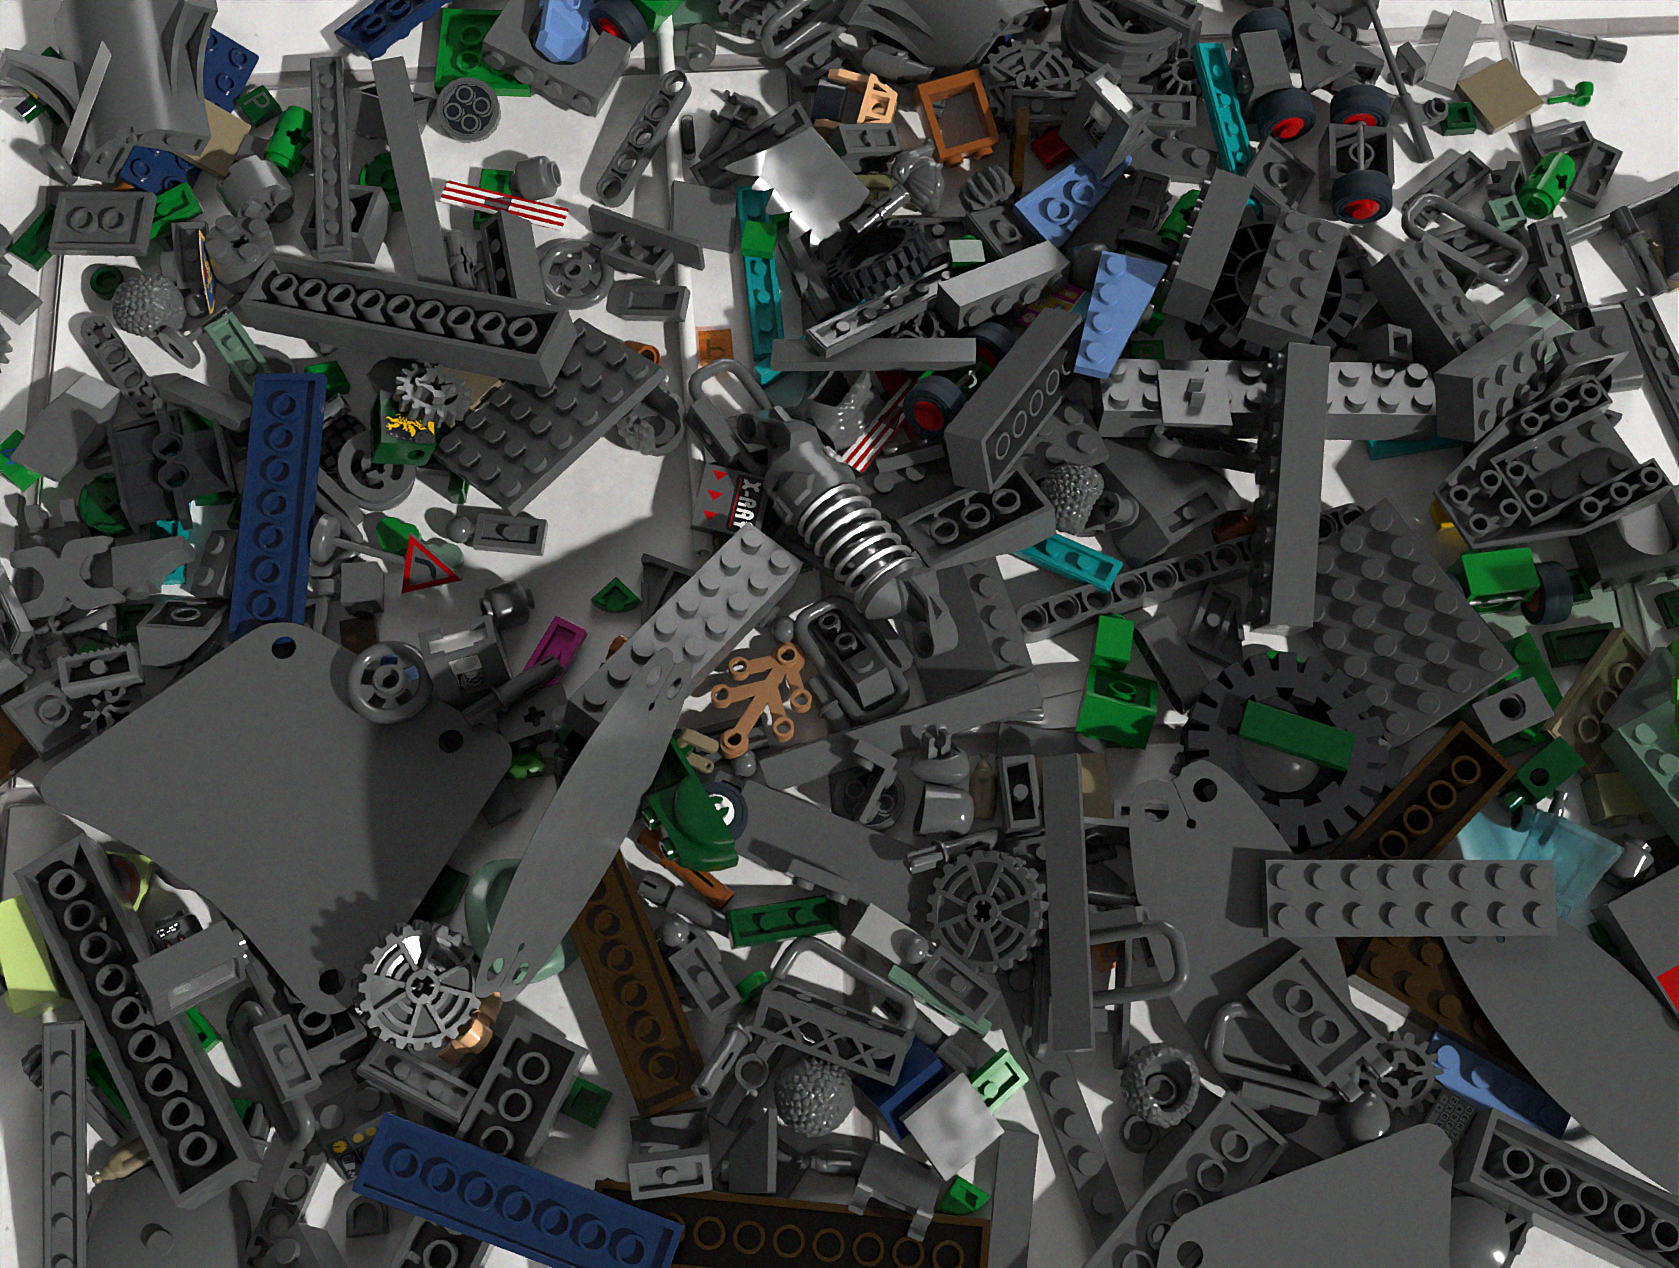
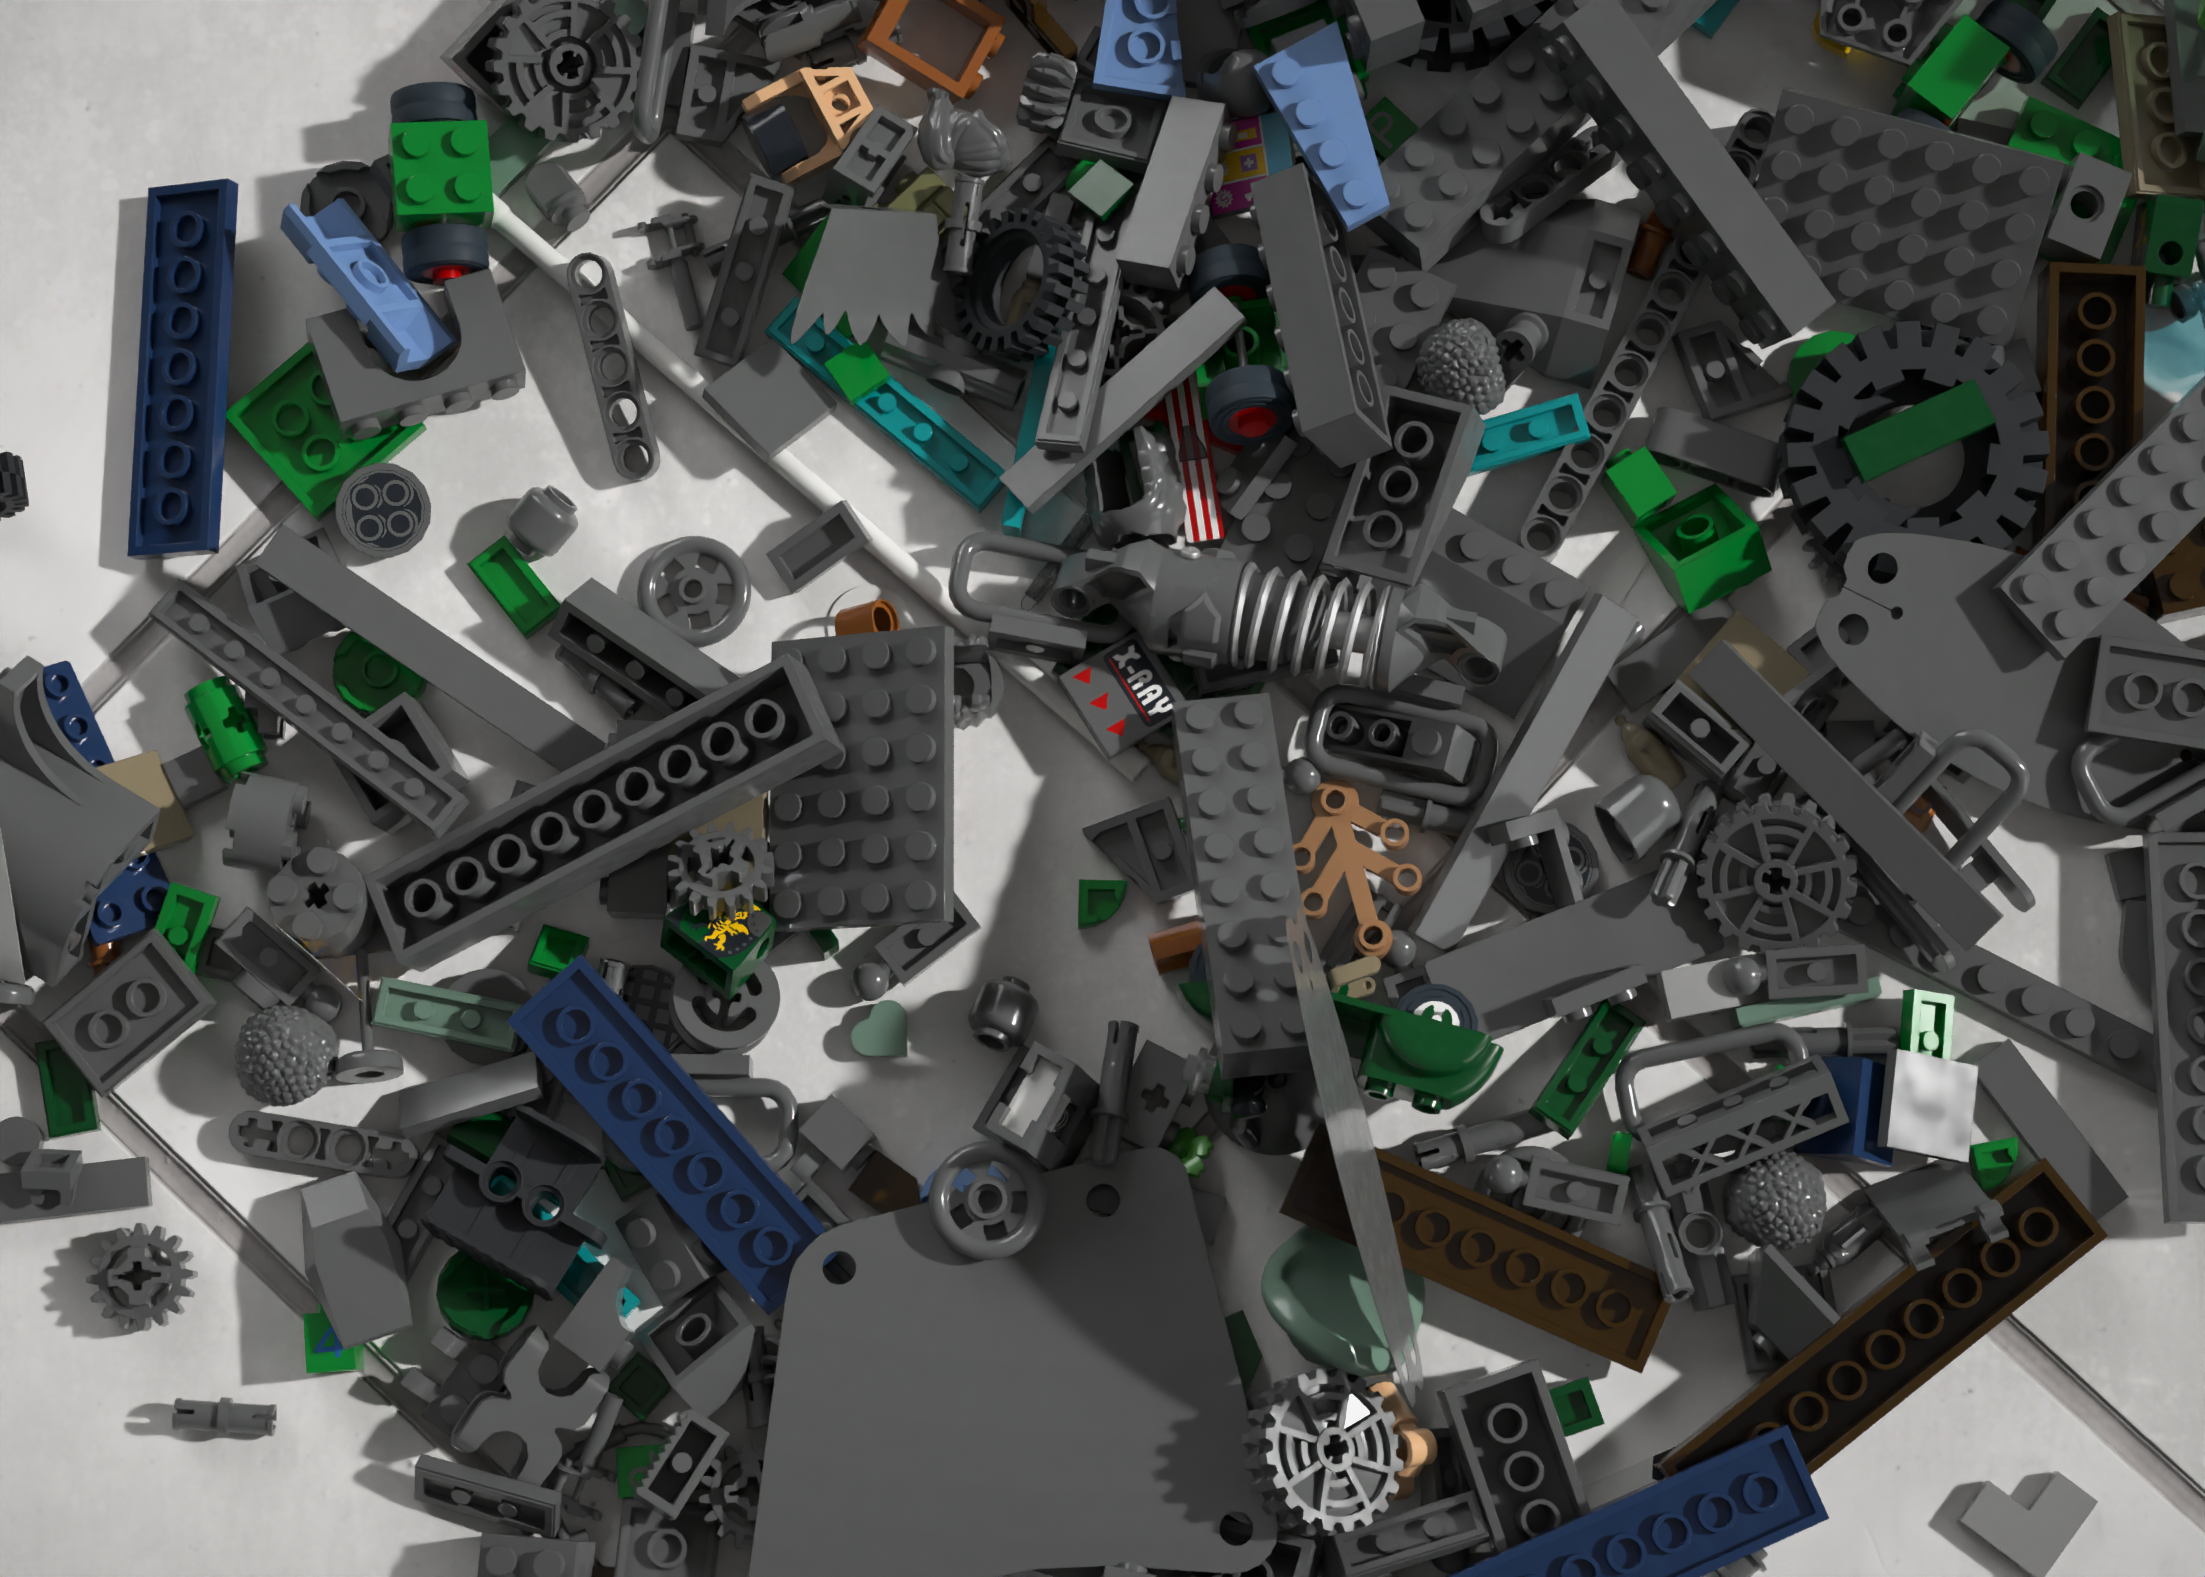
camera: 40 degrees left, 10 degrees up
(105, 281) = (198, 1070): dark green tile -> none
(259, 106) = (136, 718): dark green tile -> none
(394, 535) = (811, 1050): green tile -> none
(421, 564) = (878, 1056): dark grey piece -> none
(458, 260) = (561, 695): dark grey pin -> none
(491, 202) = (538, 584): sticker -> none
(562, 641) = (1094, 1004): dark pink plate -> none
(642, 246) = (743, 499): dark grey bracket -> none
(670, 1154) = (1725, 1394): dark grey window -> none
(688, 137) = (651, 317): dark grey piece -> none
(703, 882) = (1488, 1100): dark orange pin -> none
(715, 345) = (927, 534): clear orange tile -> none
(940, 760) = (1590, 767): dark grey piece -> none
(1138, 1134) = (2096, 949): dark grey tile -> none
(1160, 1083) = (2079, 887): dark grey hair -> none
(1194, 399) = (1498, 152): piece -> none

